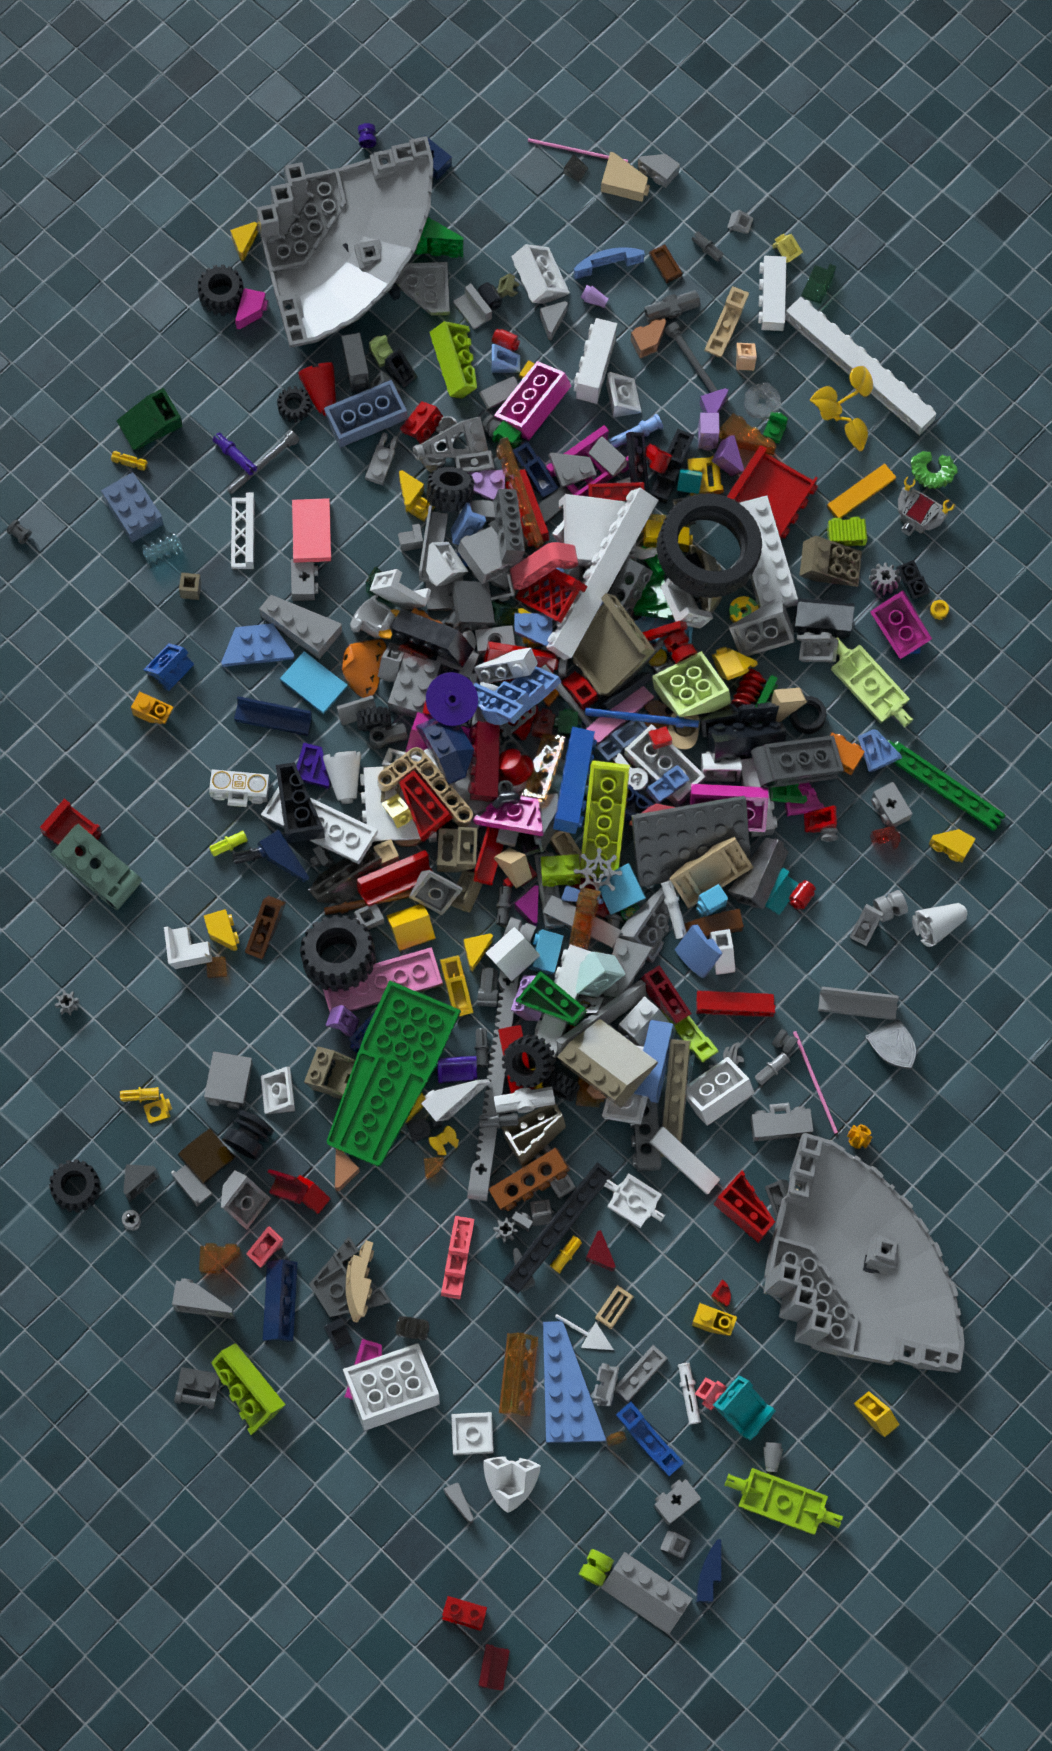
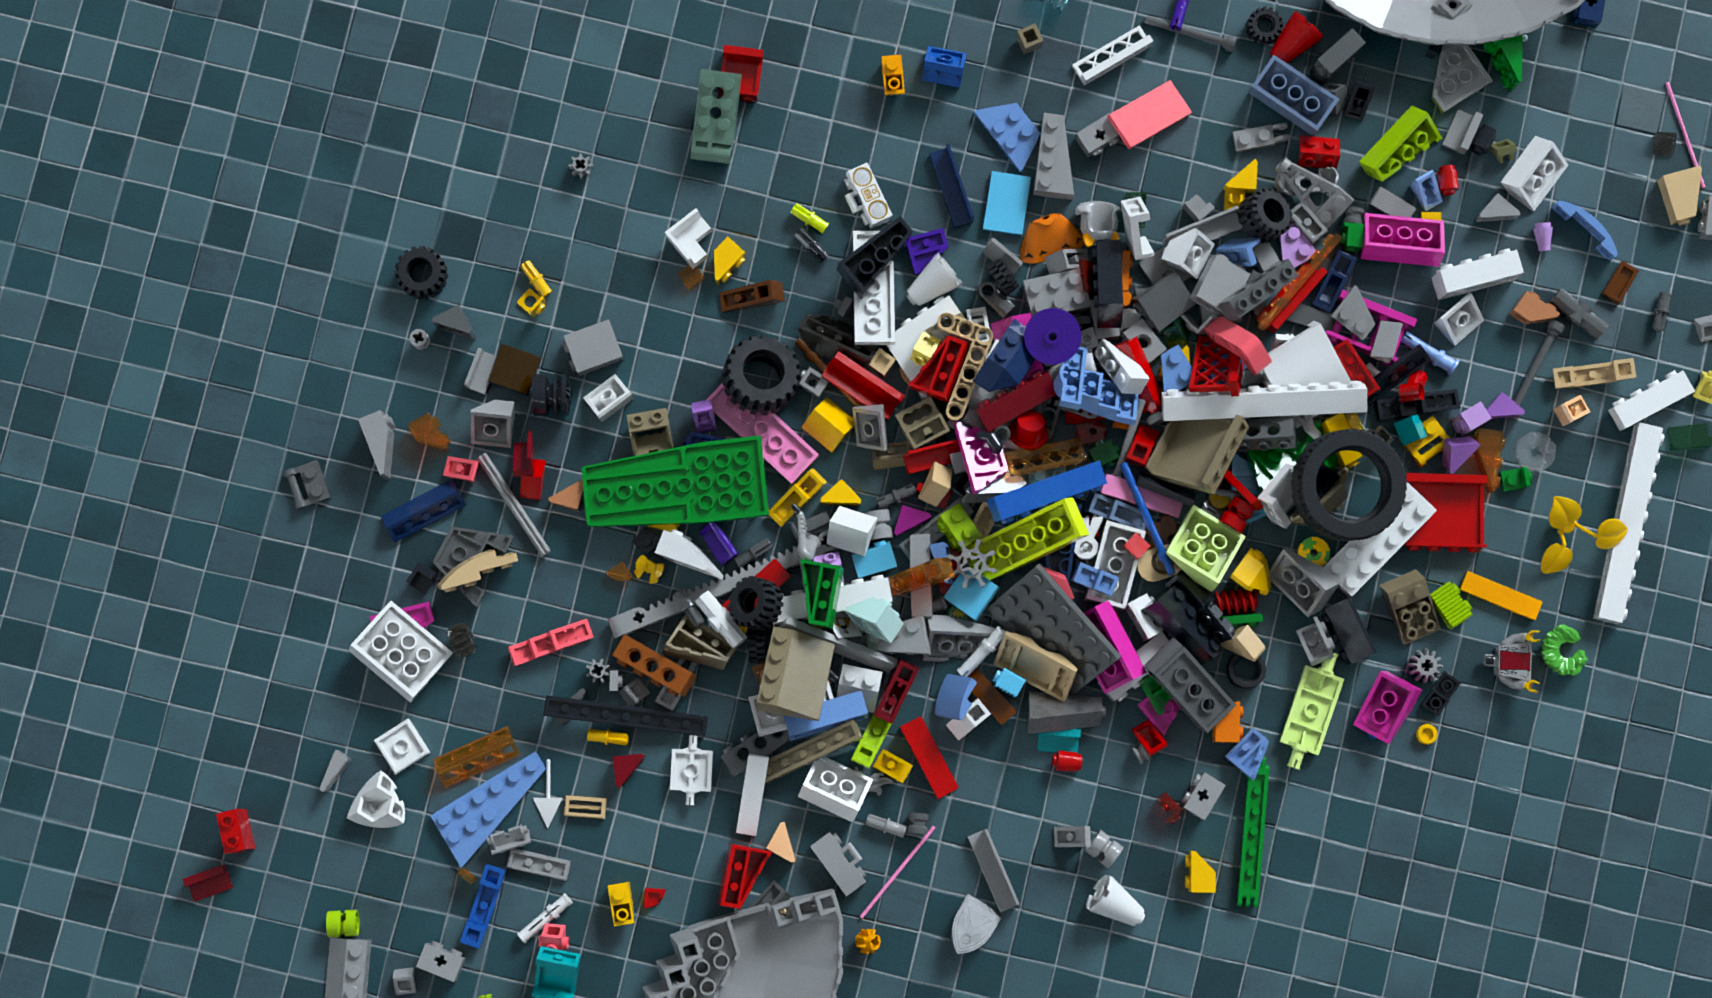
camera: 60 degrees right, 10 degrees up
(247, 1387) = (330, 526): lime wedge -> none
(279, 853) = (824, 269): dark blue slope -> none
(322, 1222) = (513, 504): none -> light grey axle
(380, 349) = (1367, 71): yellowish green bracket -> none
(502, 992) = (806, 544): none -> light grey piece
(727, 1033) = (892, 766): none -> yellow slope
(738, 1160) = (781, 844): none -> light nougat slope

